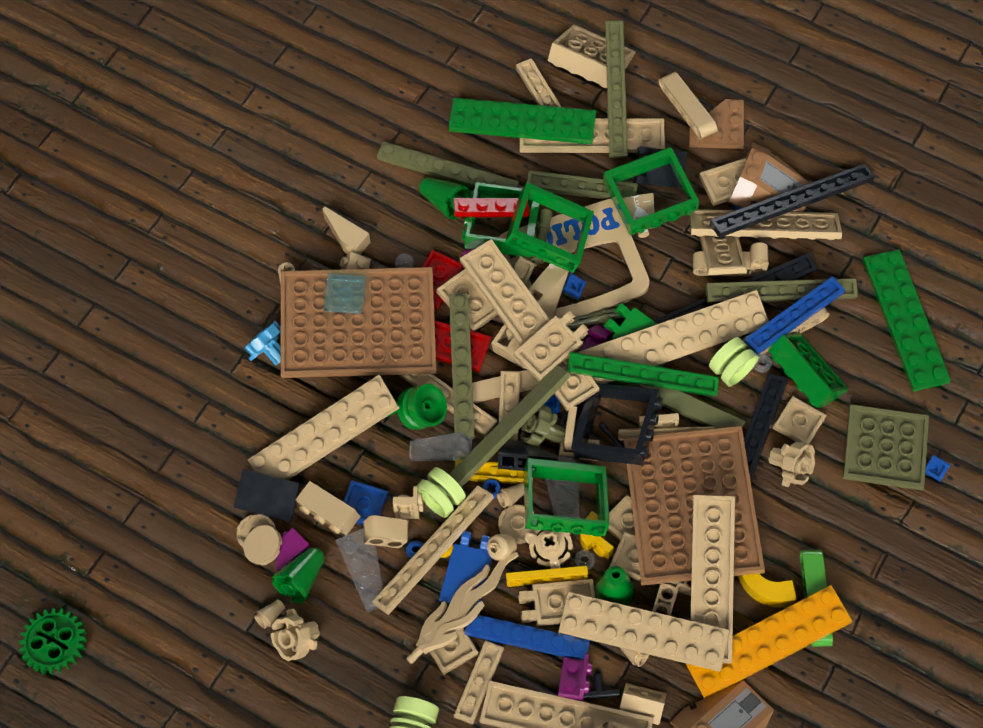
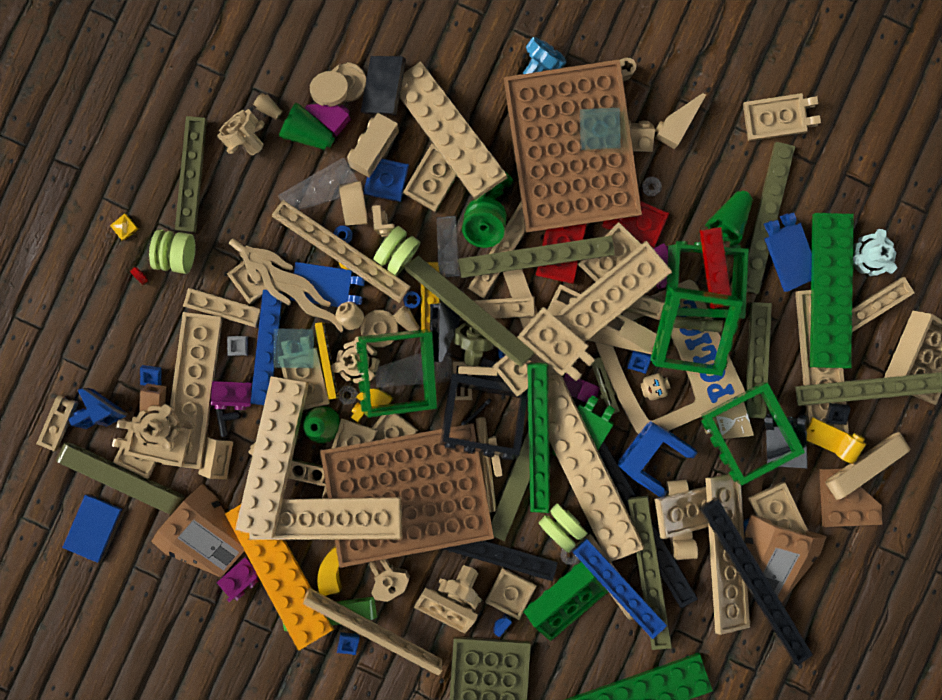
camera: 85 degrees right, 25 degrees up
(330, 701) = (191, 174): none -> olive plate
(353, 152) = (779, 116): none -> tan tile
(369, 459) = (431, 180): none -> tan tile
(481, 152) = (789, 251): none -> blue tile
(492, 83) = (875, 254): none -> light aqua piece
(522, 670) = (237, 345): none -> light grey tile
(530, 604) = (293, 348): none -> clear light blue tile
(600, 273) = (655, 386): none -> tan head
(637, 124) = (837, 414): none -> black tile
(660, 286) = (644, 448): none -> blue connector
(663, 127) = (833, 439): none -> yellow door
(776, 689) = (238, 579): none -> magenta bracket
(783, 532) = (386, 578): none -> tan hinge
(814, 478) = (445, 610): none -> tan plate
(831, 429) = (502, 624): none -> blue tile
(833, 547) = (373, 631): none -> tan tile
(848, 582) = (348, 643): none -> blue tile

